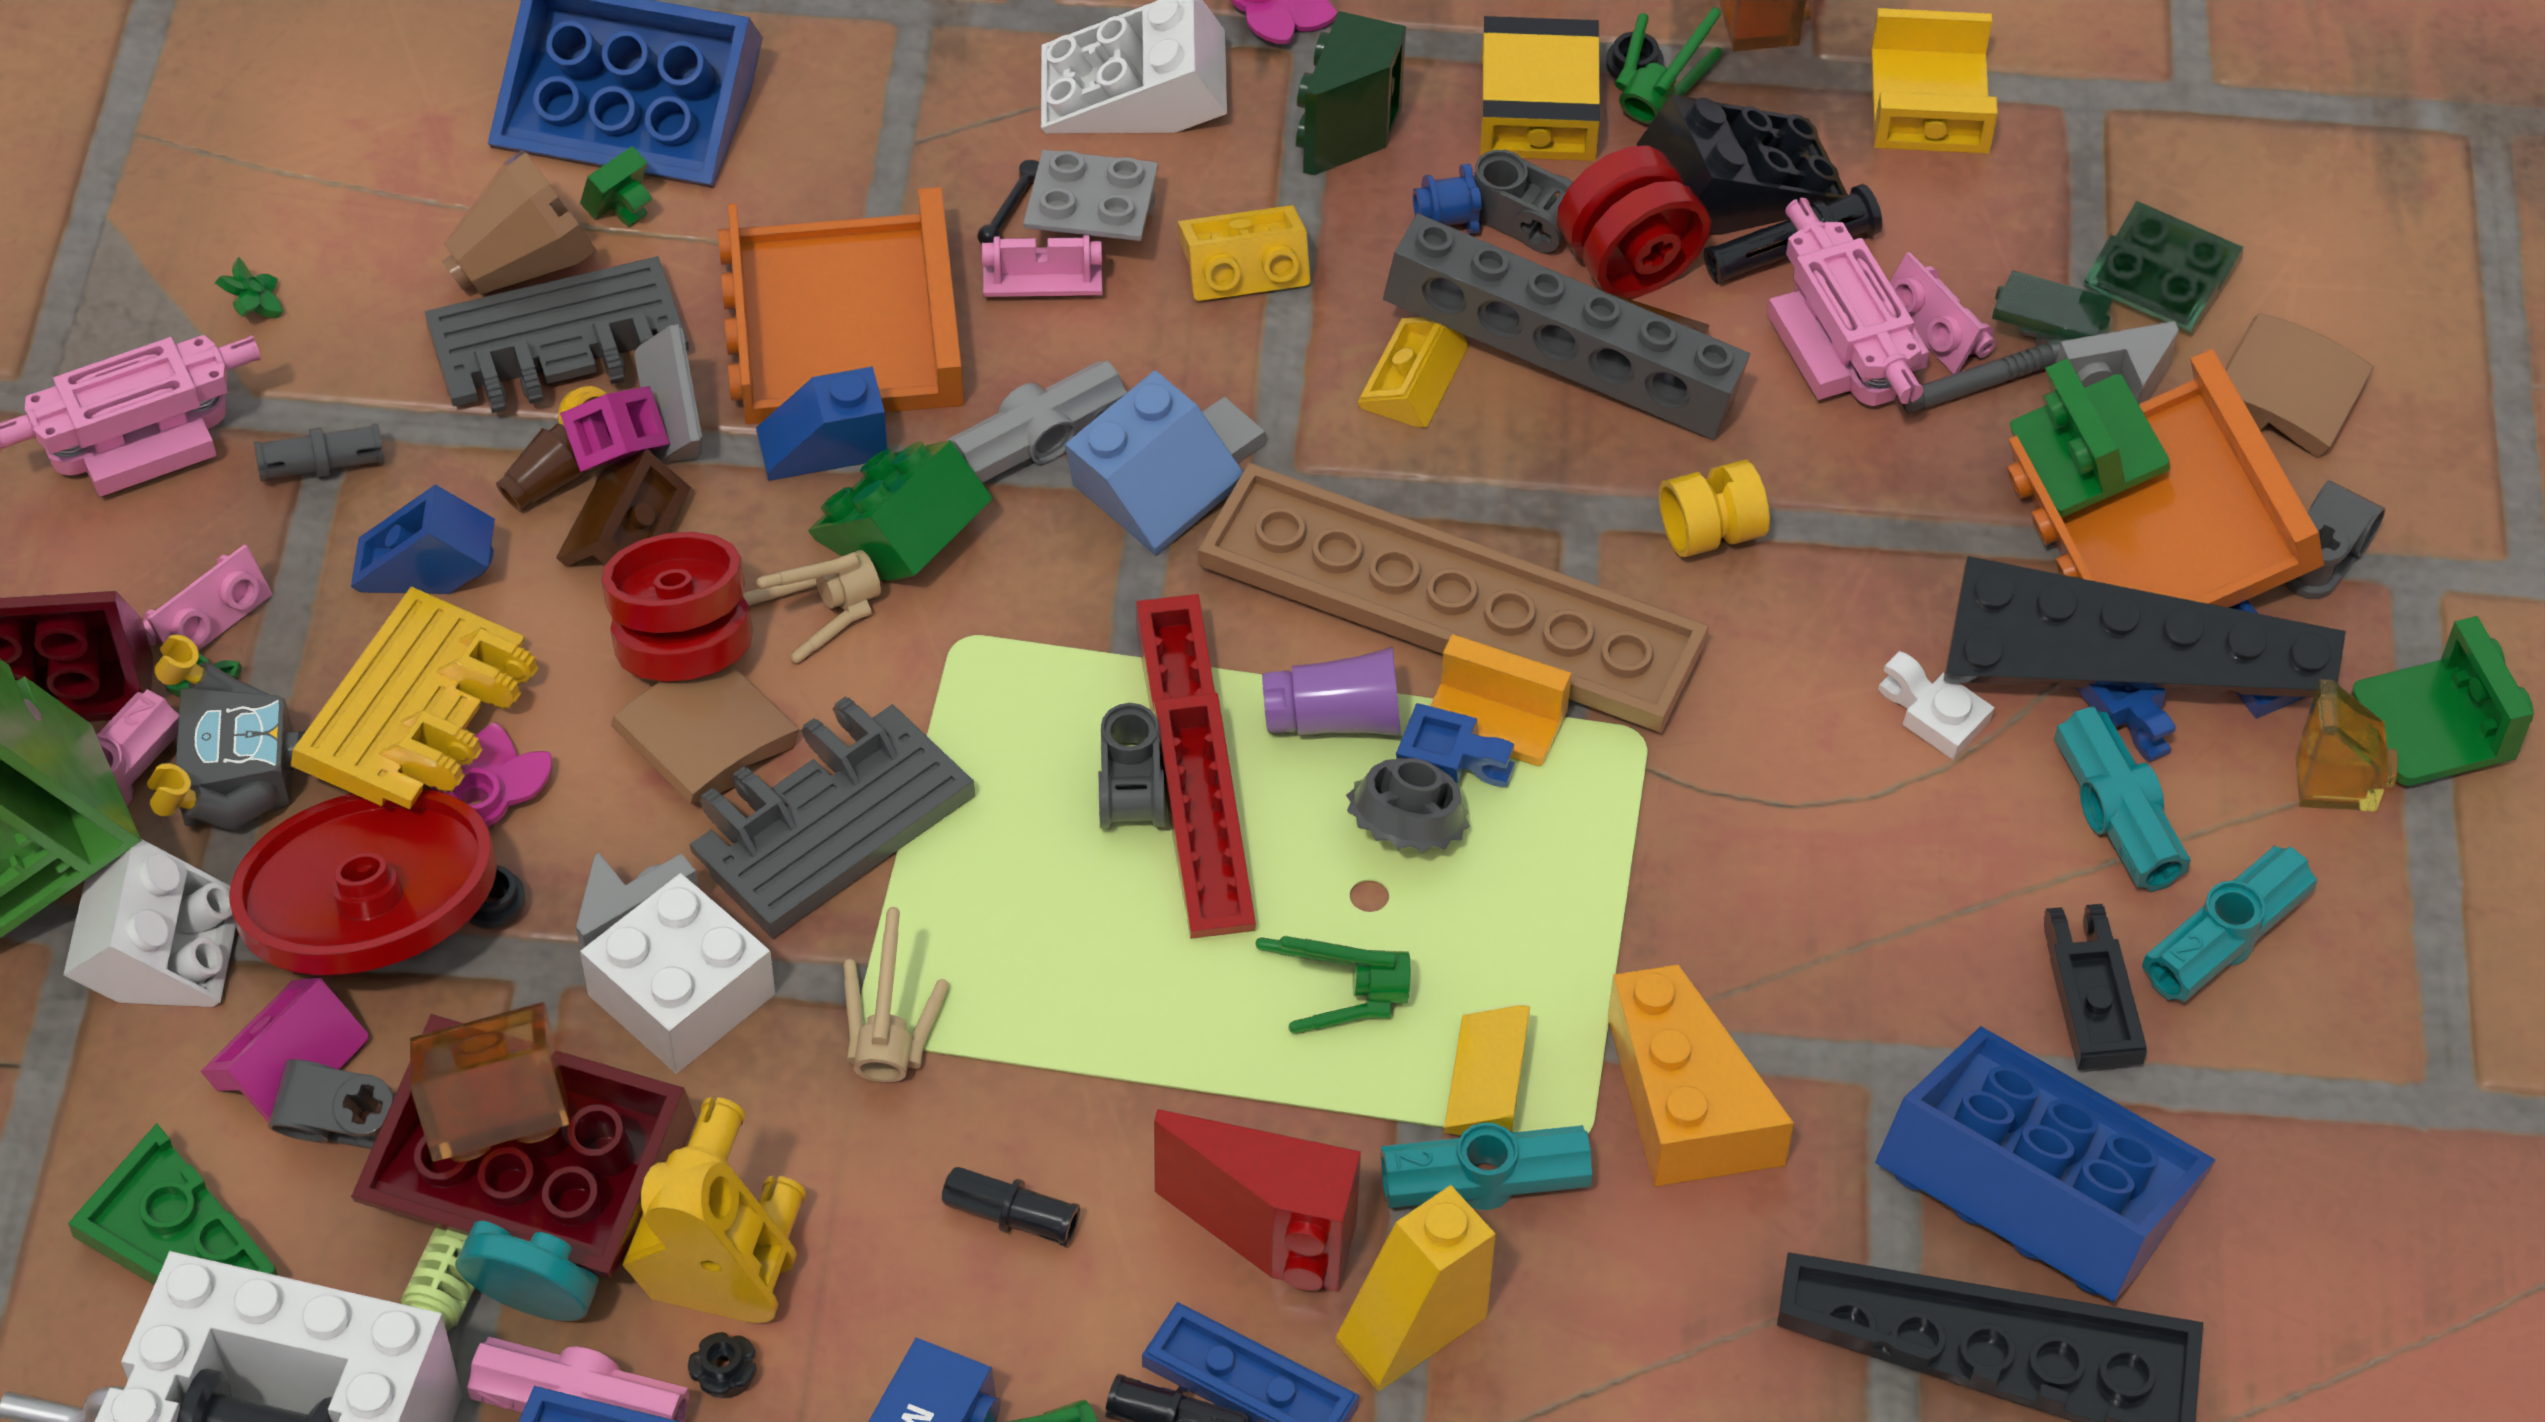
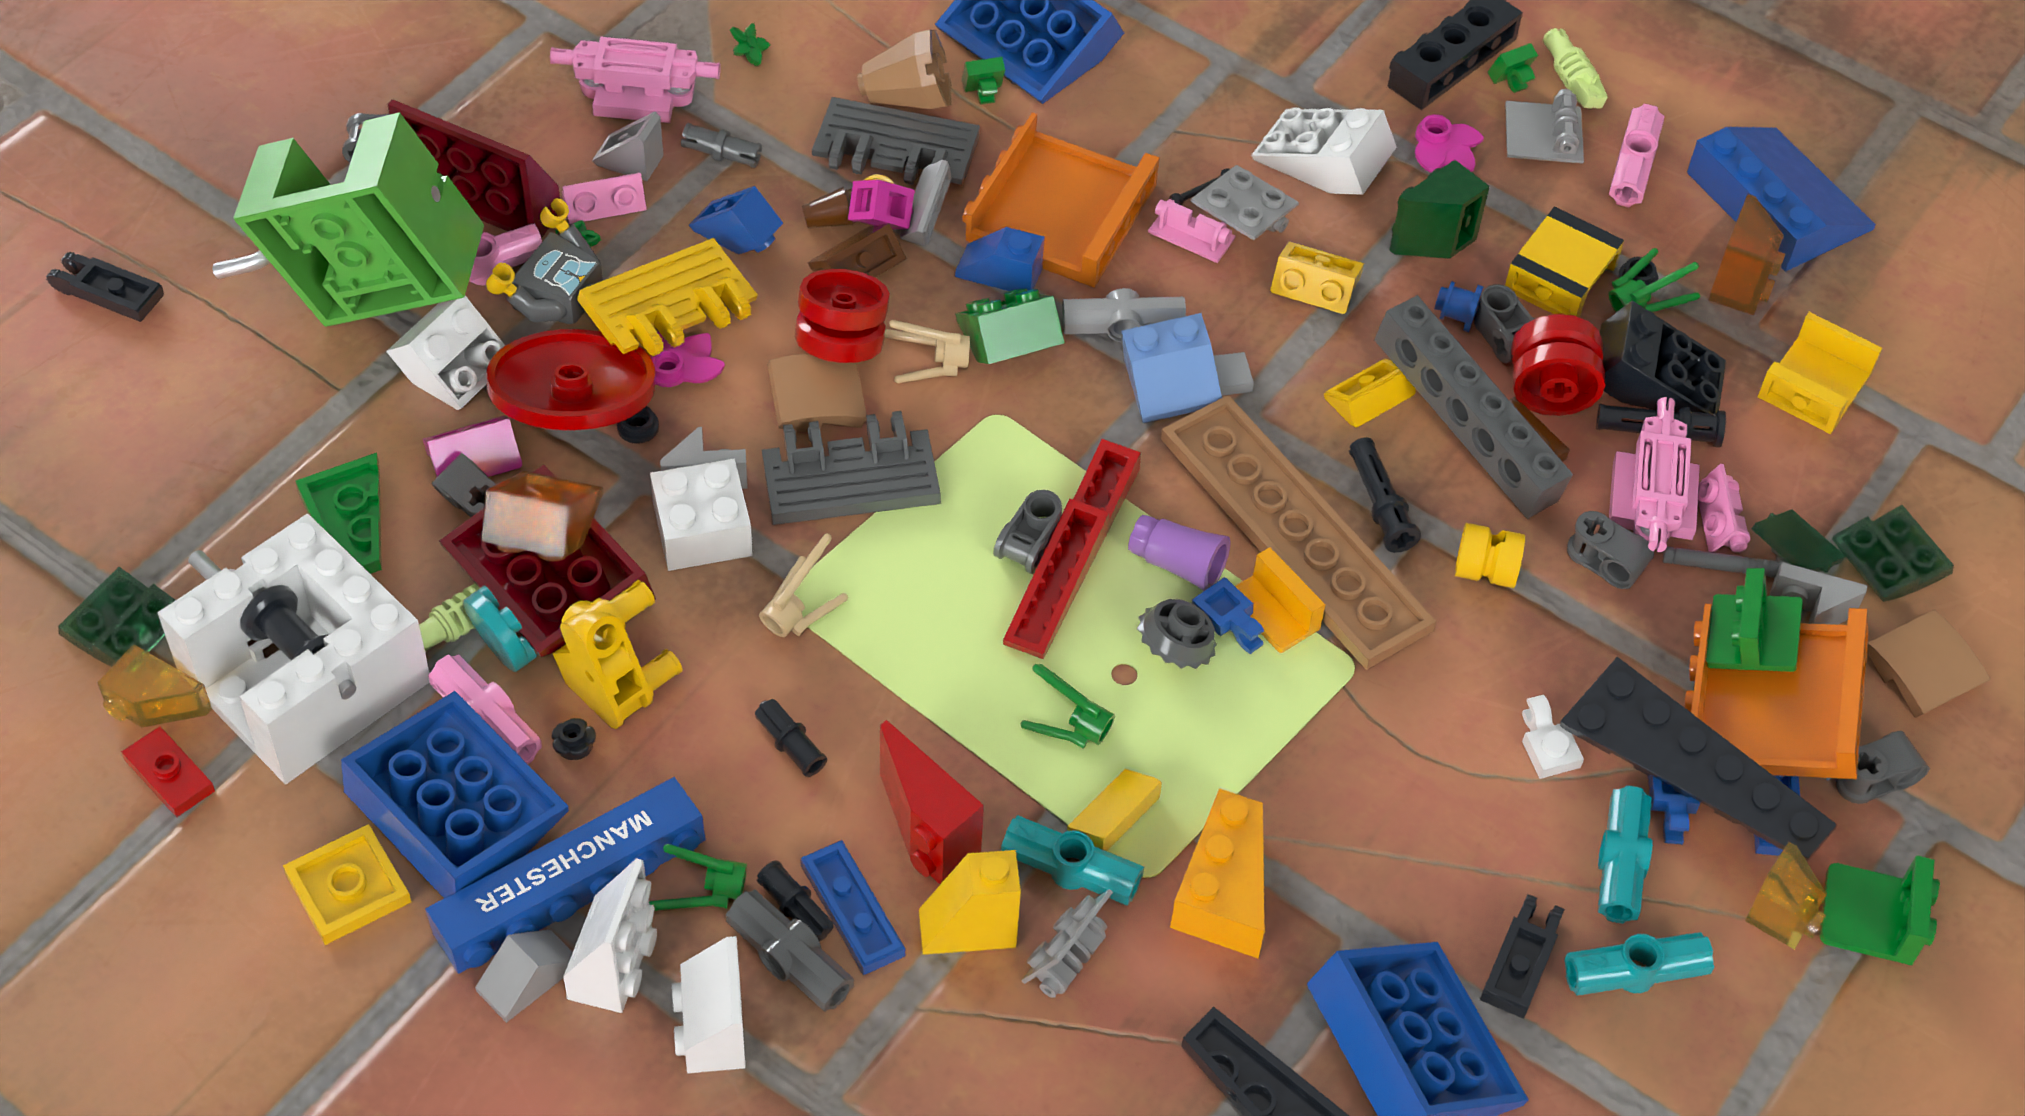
camera: 30 degrees right, 0 degrees up
(193, 516) = (633, 148): none -> light grey slope
(1547, 511) = (1388, 508): none -> black pin
(1560, 1273) = (1076, 940): none -> light grey hinge
(1849, 430) = (1611, 552): none -> dark grey piece

